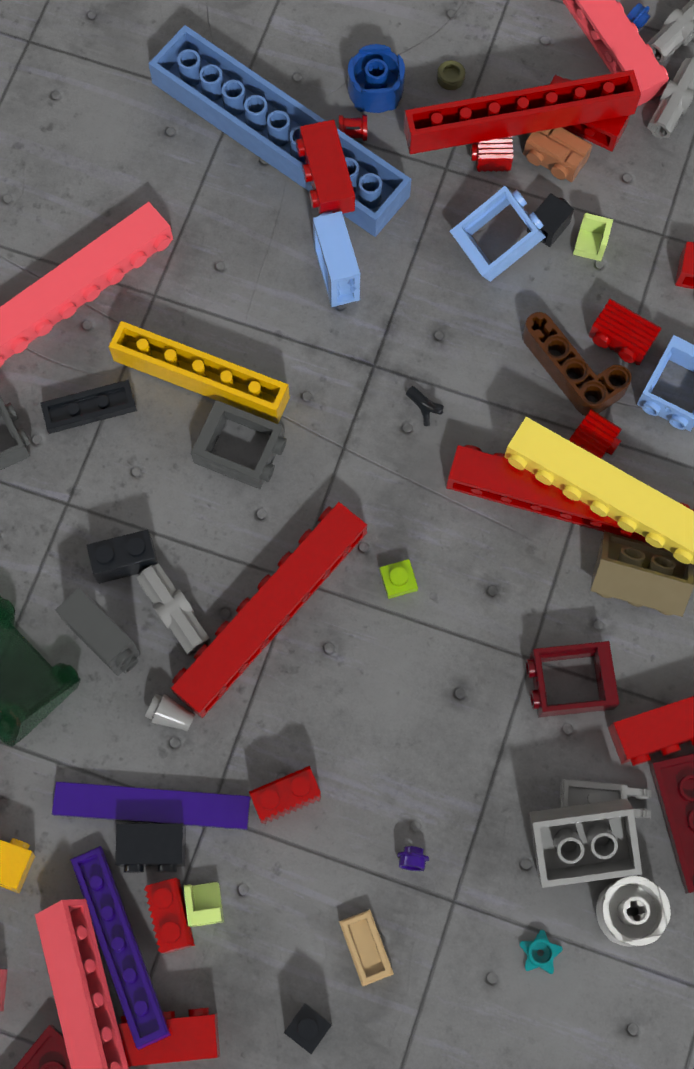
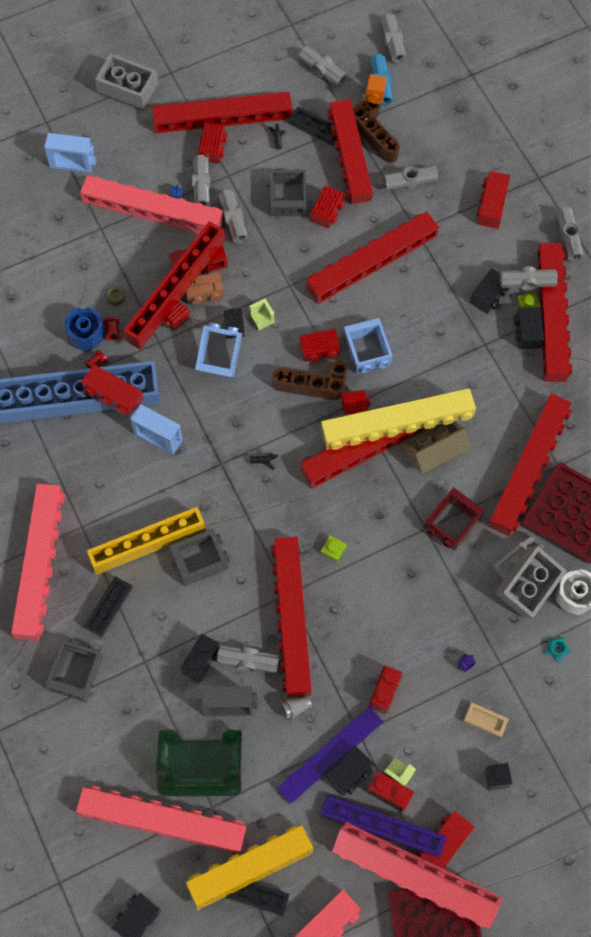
camera: 45 degrees left, 5 degrees down
(411, 100) = (112, 328): none -> red bush

